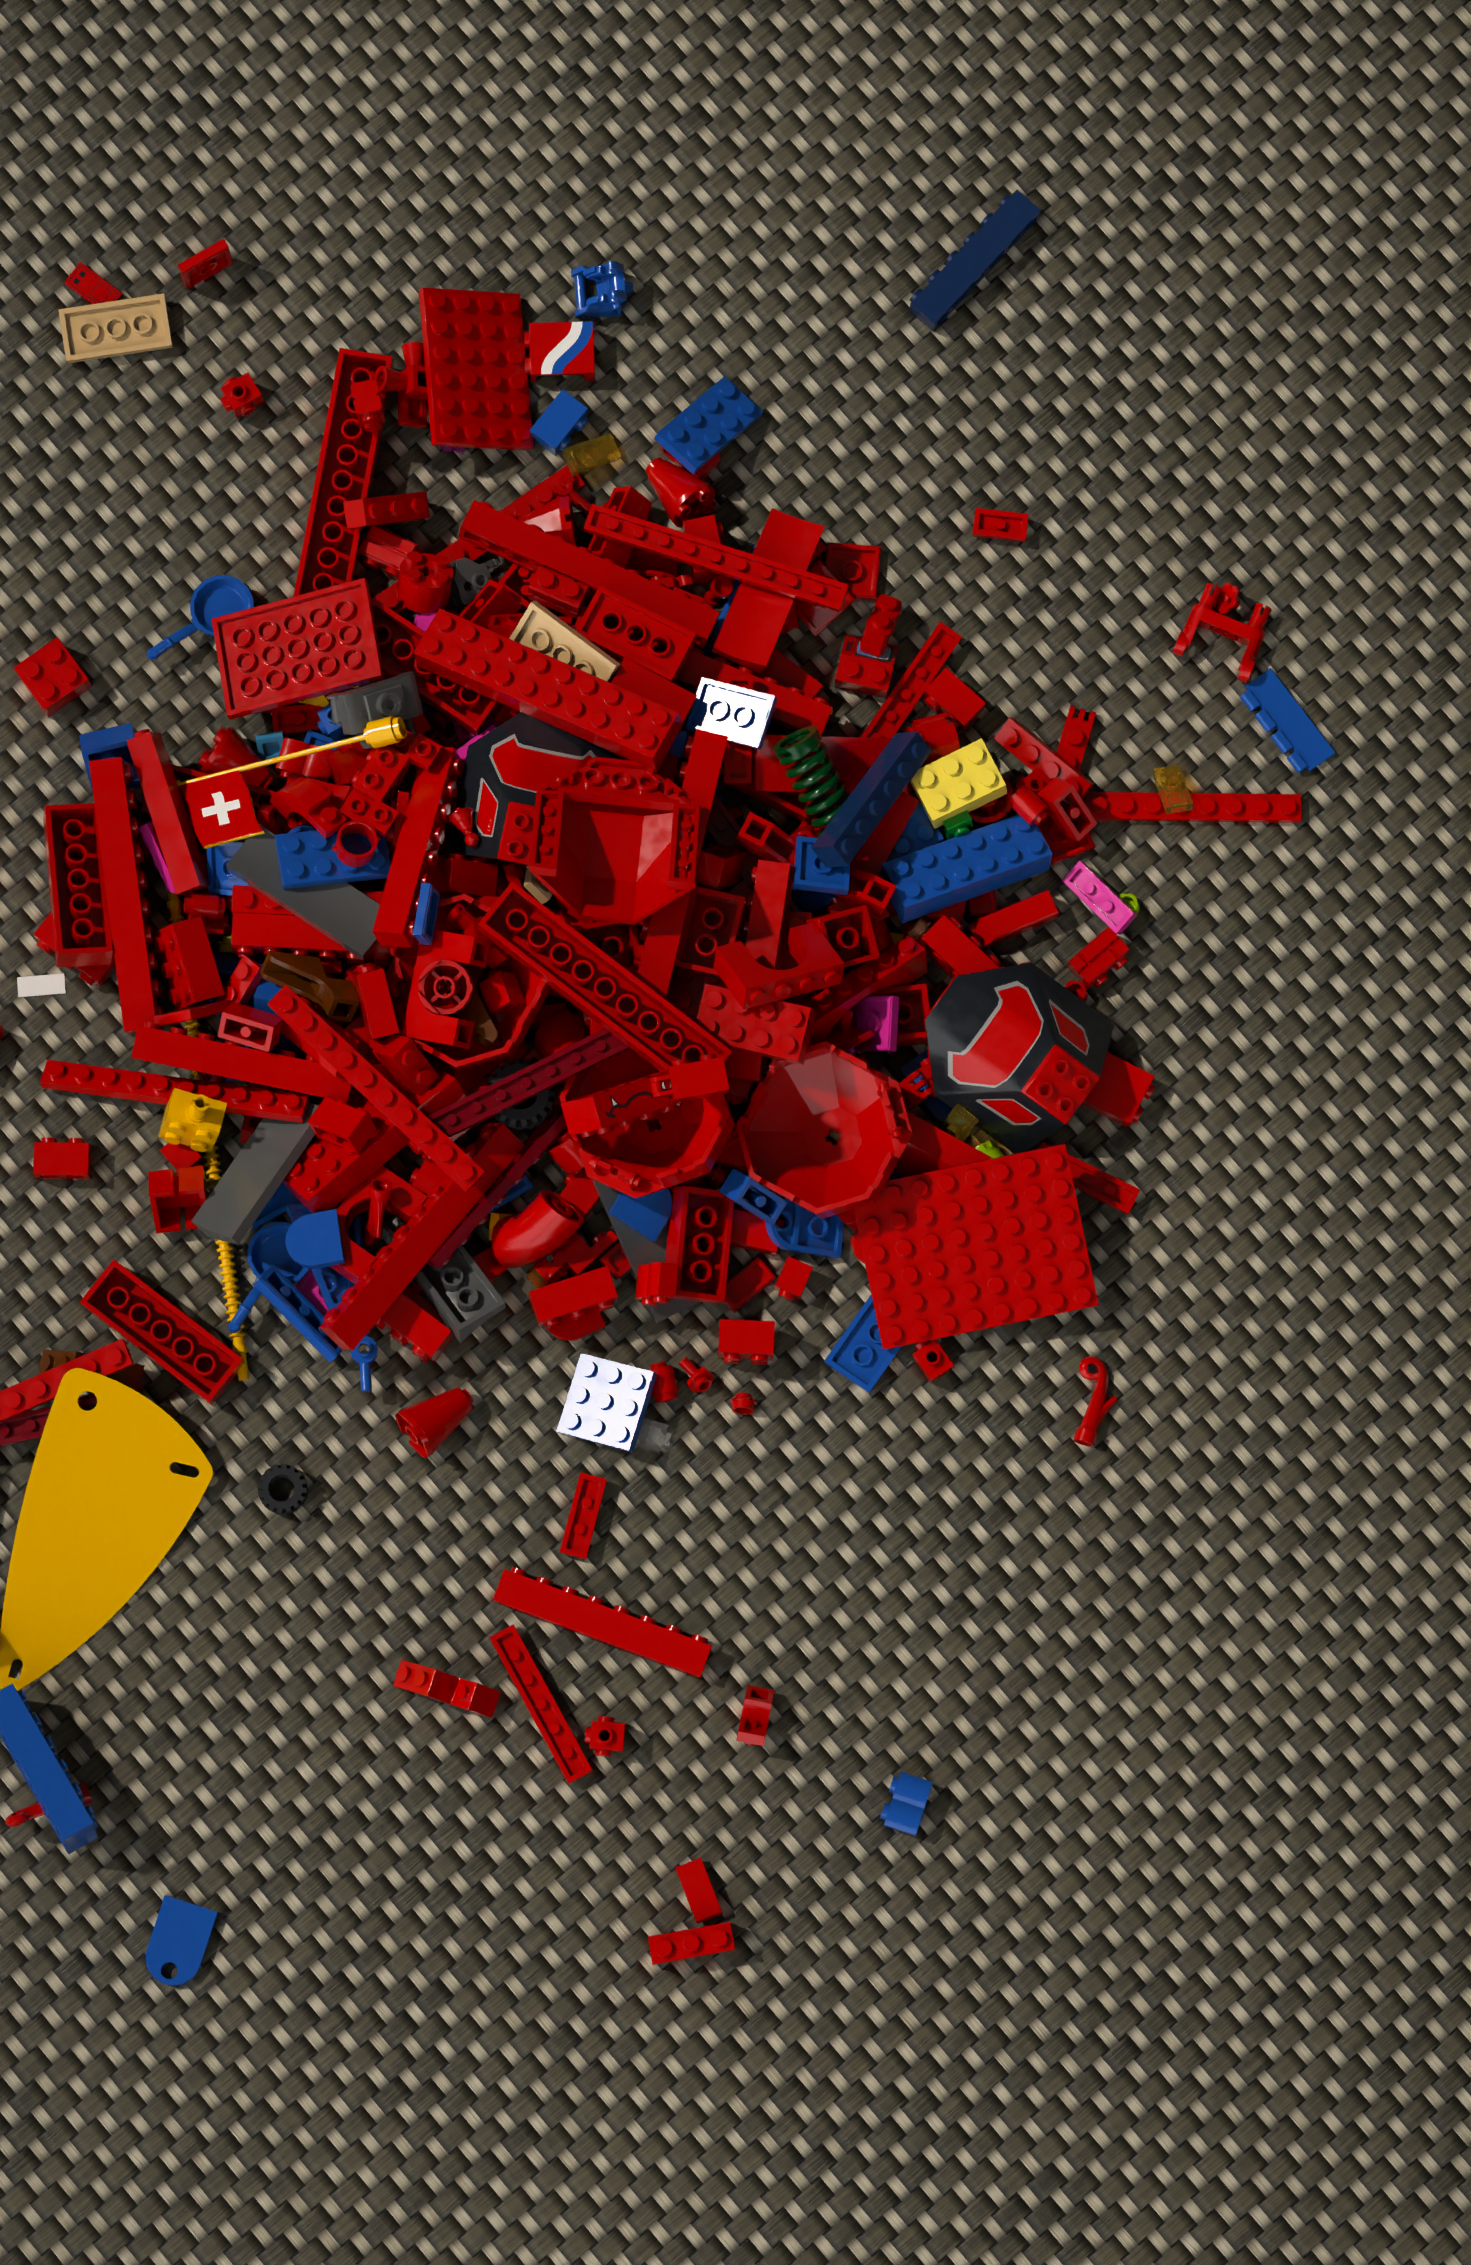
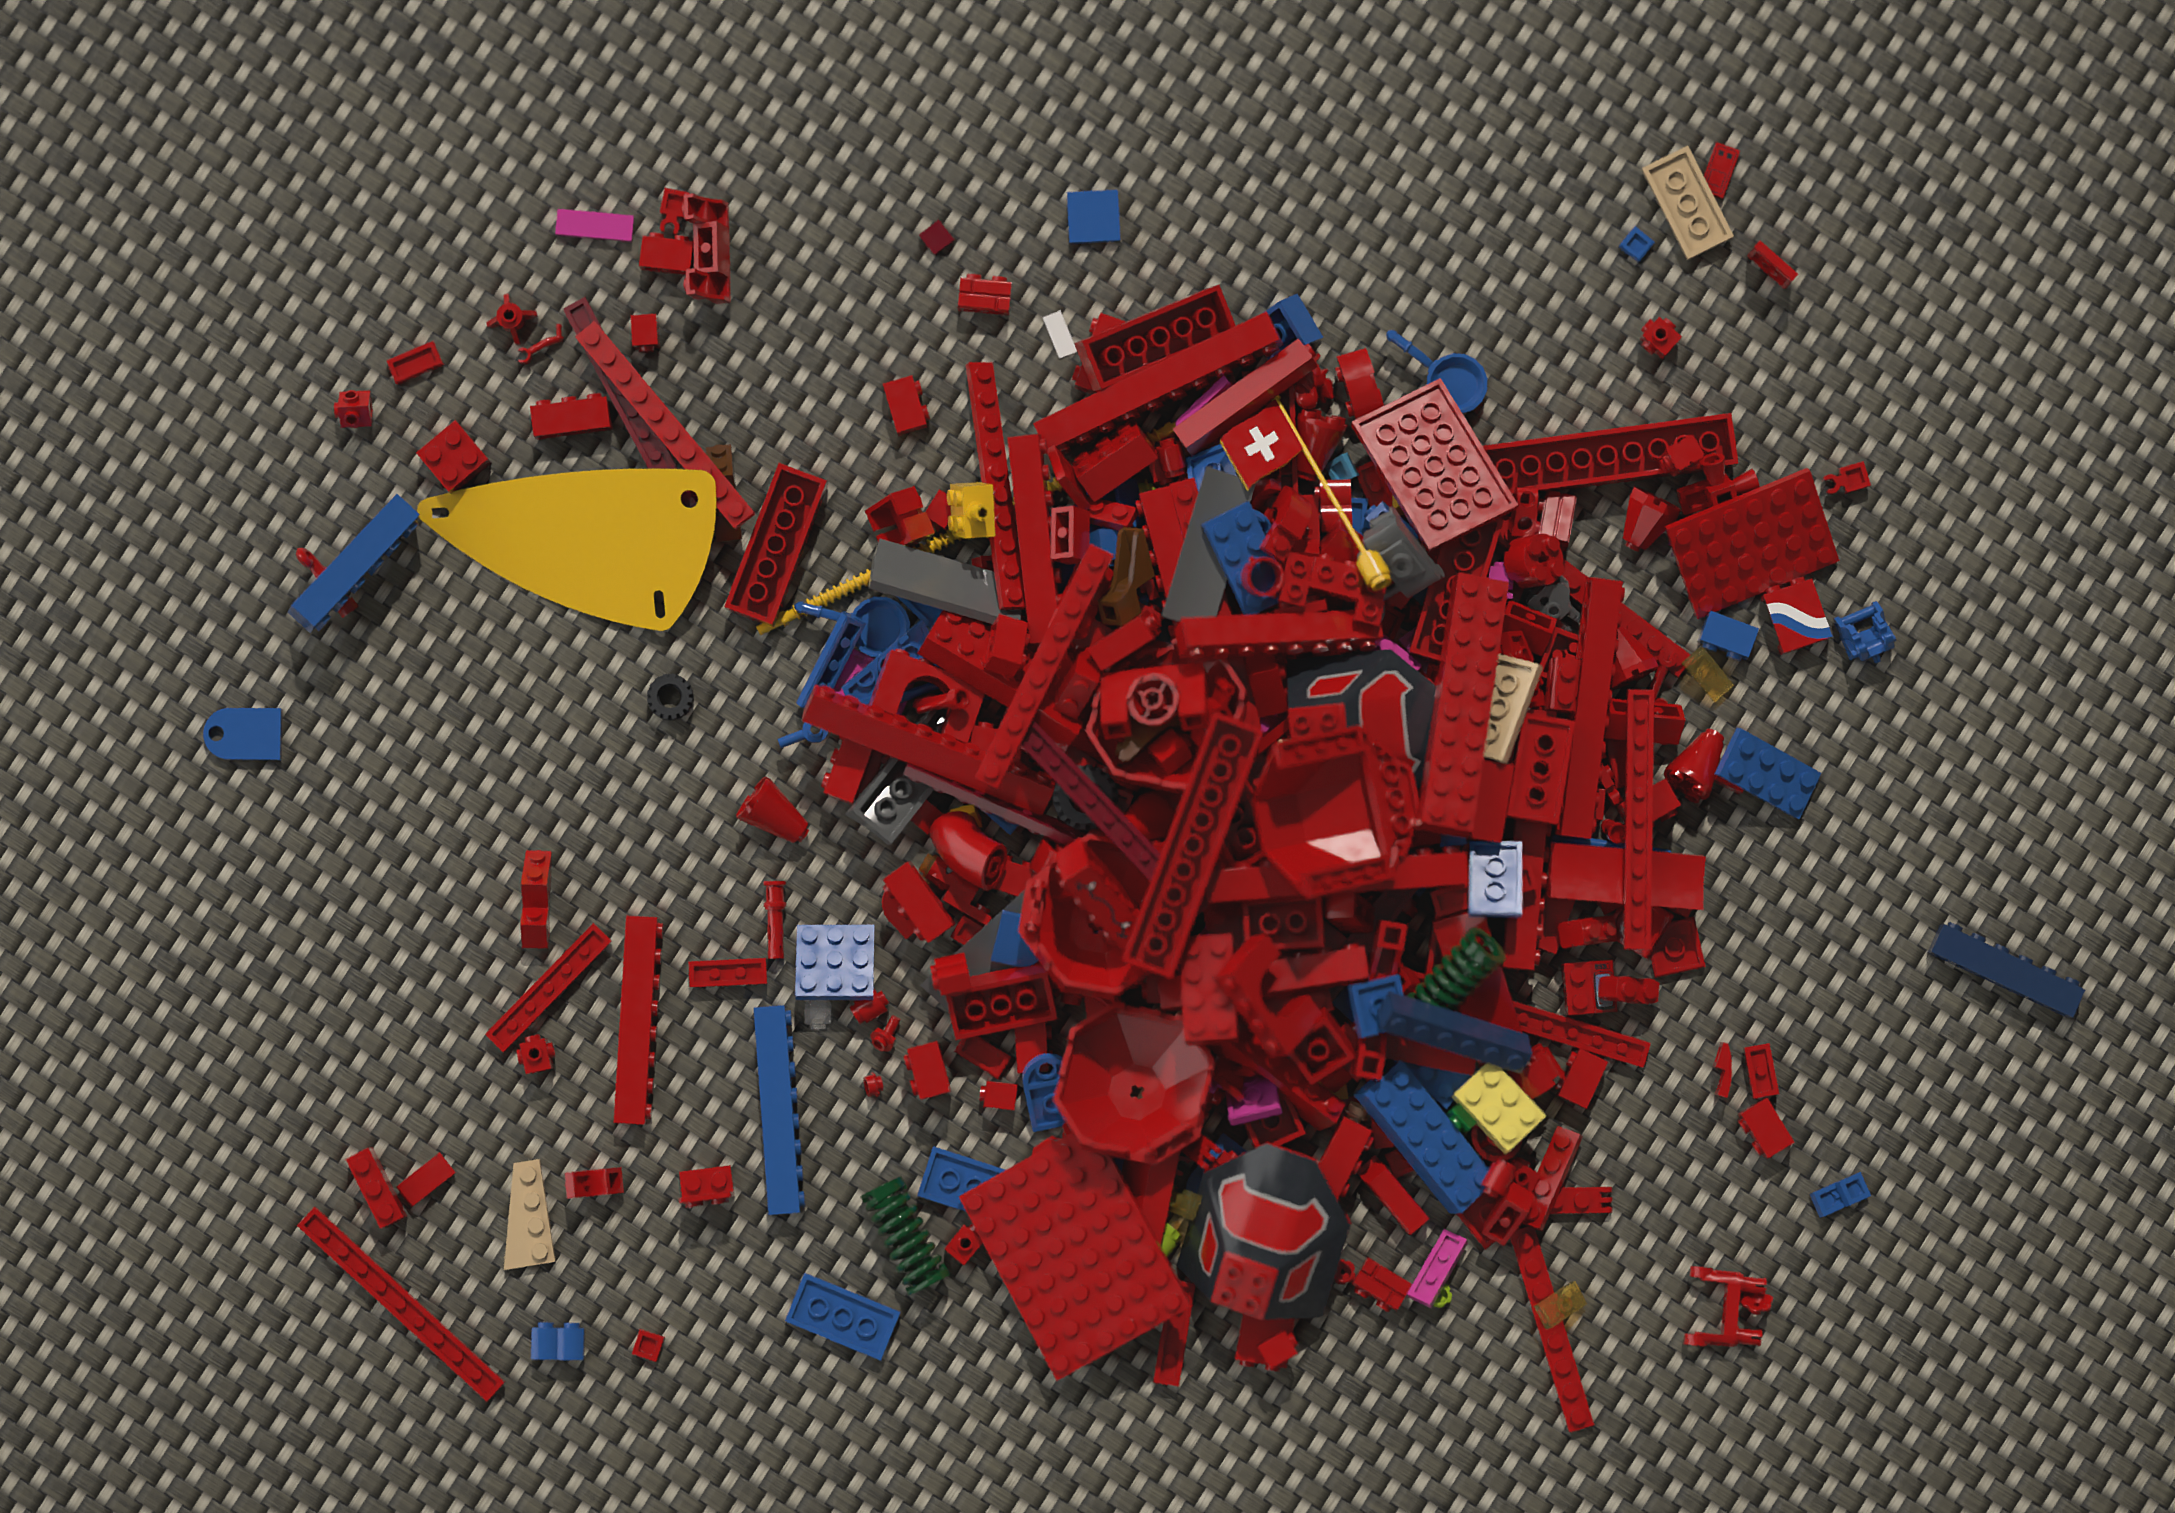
camera: 75 degrees right, 5 degrees up
(52, 677) = (1343, 252): red brick -> none
(140, 391) = (1636, 244): none -> blue tile
(181, 747) = (1313, 386): none -> red animal
(184, 702) = (1359, 382): none -> red brick
(316, 1240) = (894, 656): blue tile -> none
(381, 580) = (1526, 514): none -> red leg
(386, 509) = (1592, 504): red brick -> none
(417, 464) = (1646, 518): none -> red cone
(426, 914) = (1214, 661): blue tile -> none
(441, 256) = (1851, 478): none -> red plate
(463, 820) = (1316, 667): red piece -> none
(531, 1448) = (774, 906): none -> red pin
(693, 1079) = (1131, 951): red brick -> none
(738, 1507) = (777, 1109): none -> blue brick
(753, 1197) = (1055, 1035): blue brick -> none
(777, 1798) = (529, 1226): none -> tan wing
(792, 1603) = (706, 1184): none -> red bracket
(810, 646) = (1587, 931): none -> red brick
(817, 1954) = (401, 1303): none -> red plate
(860, 1424) = (918, 1278): none -> dark green piece
(937, 1713) = (648, 1345): none -> red tile
(968, 1505) = (842, 1316): none -> blue plate
(981, 557) = (1723, 1062): none -> red slope
(1058, 538) = (1765, 1128): none -> red brick
(1097, 1407) = (968, 1406): red plant -> none
(1132, 1075) = (1278, 1348): none -> red brick
(1145, 487) = (1840, 1194): none -> blue slope
(1292, 724) = (1659, 1397): blue windscreen -> none

